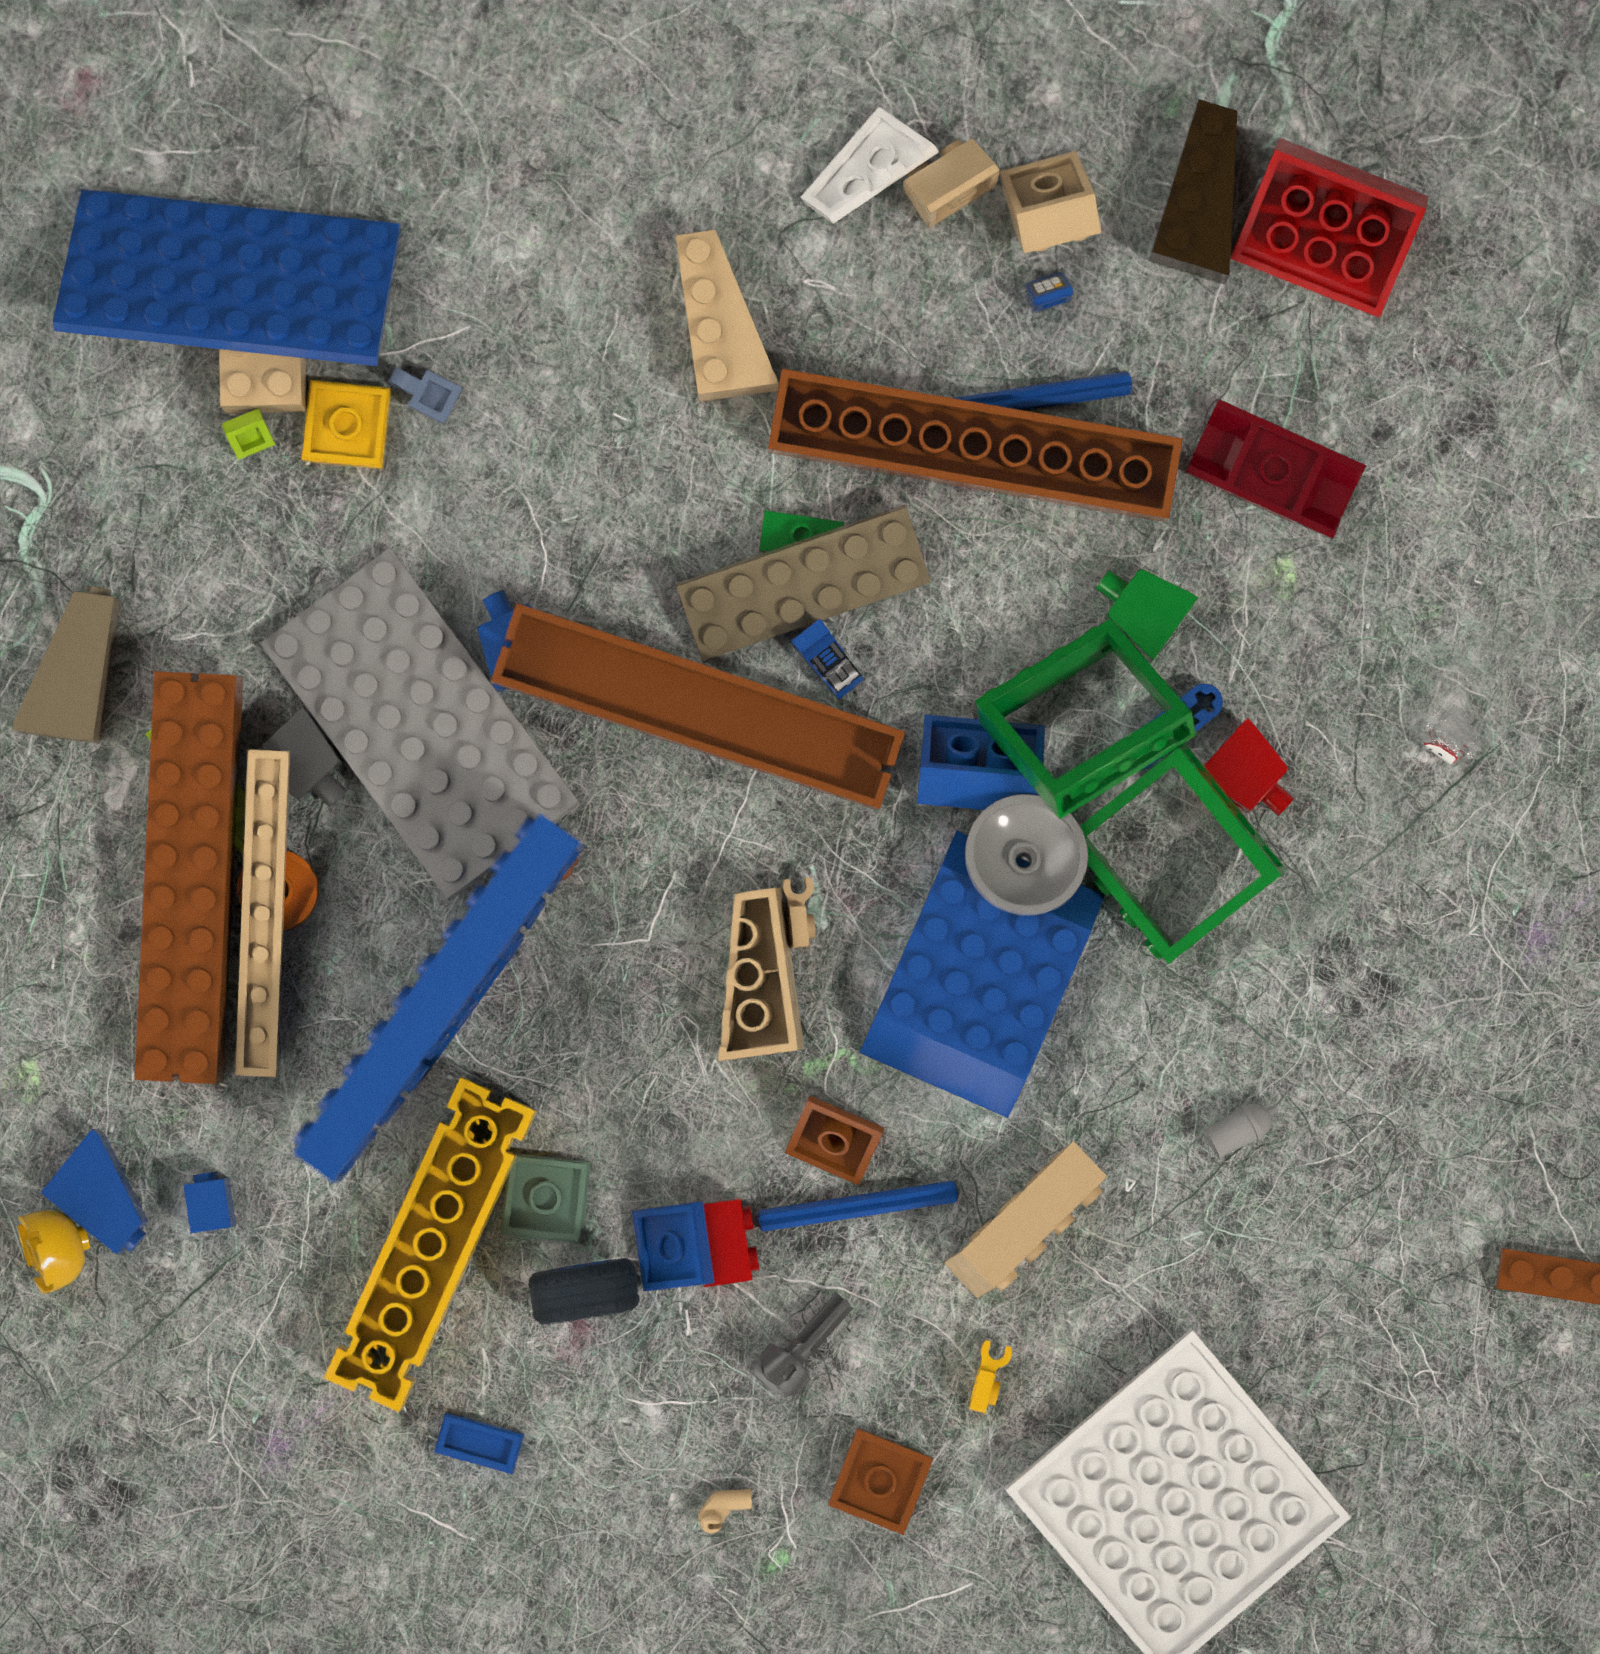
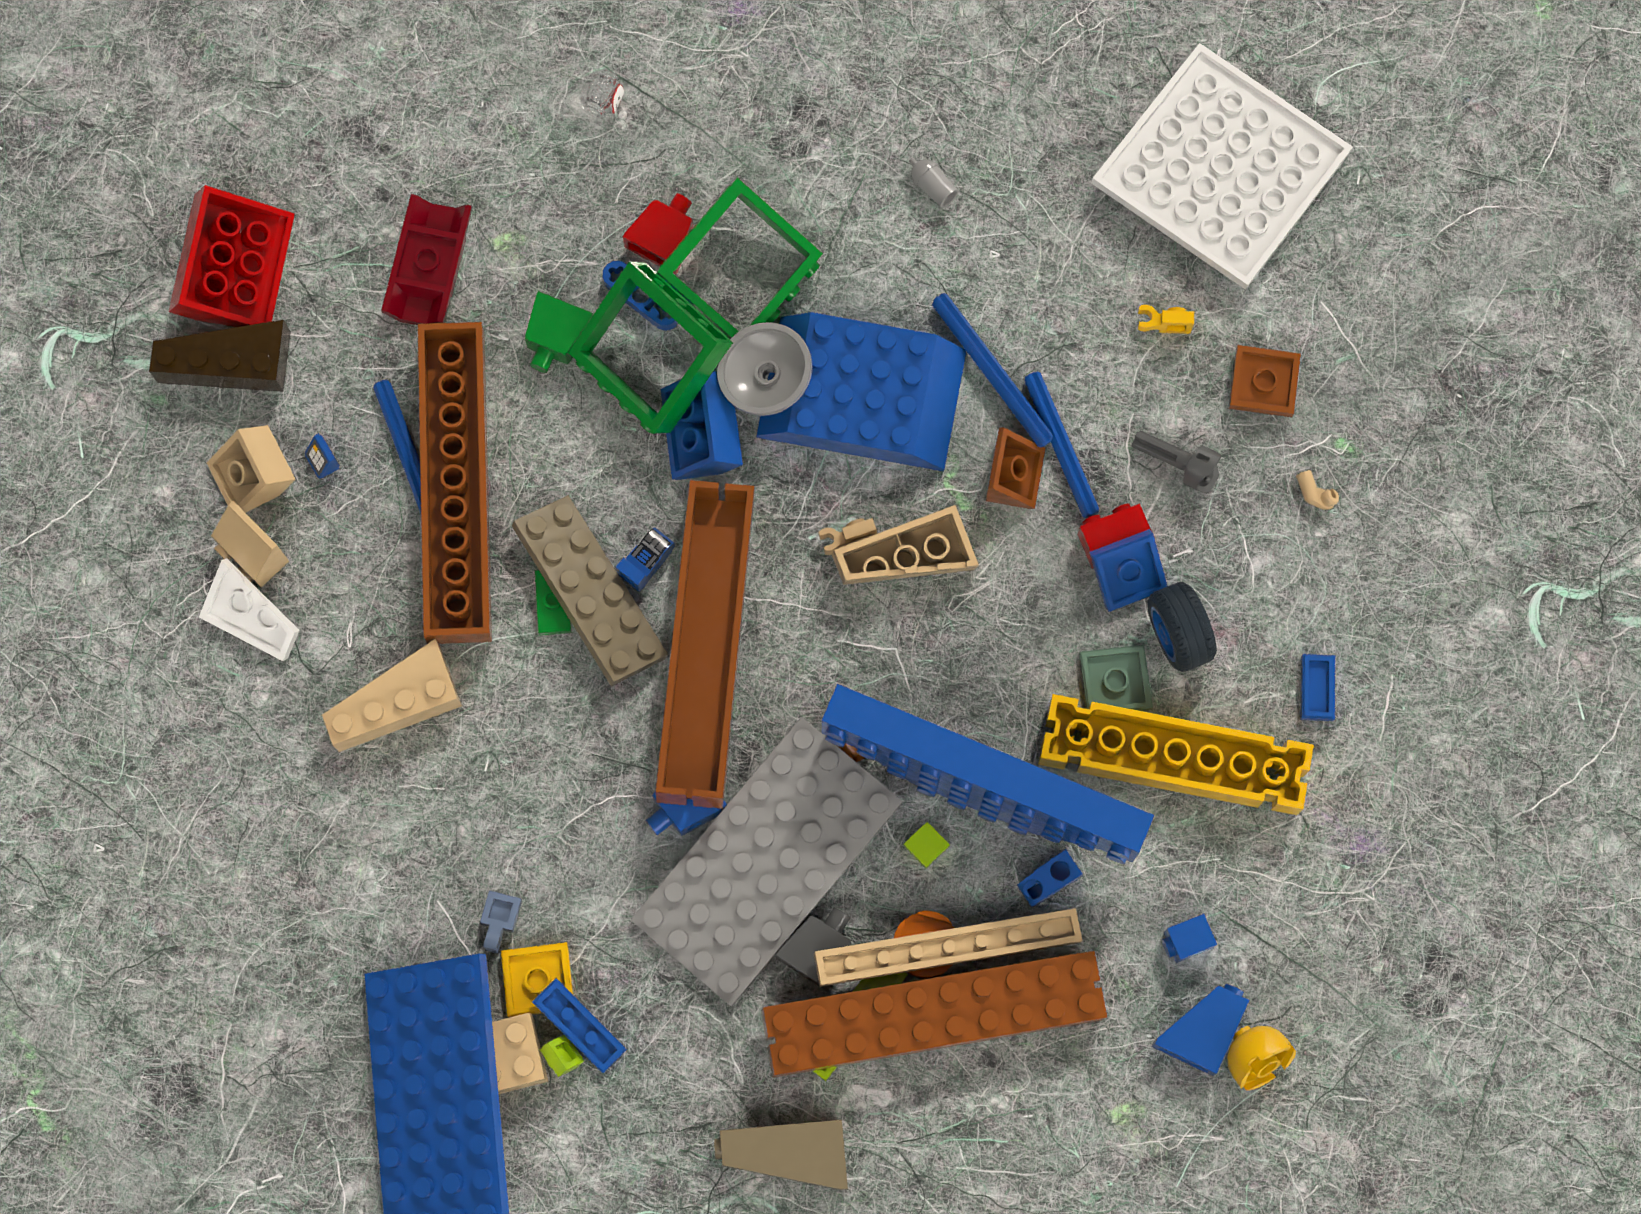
camera: 105 degrees left, 10 degrees down
(279, 461) = (579, 1025): none -> blue tile
(319, 1056) = (1050, 878): none -> blue leg
(397, 919) = (926, 845): none -> lime tile
(972, 1142) = (992, 370): none -> blue axle
(1027, 1220) = (1043, 315): tan wedge -> none

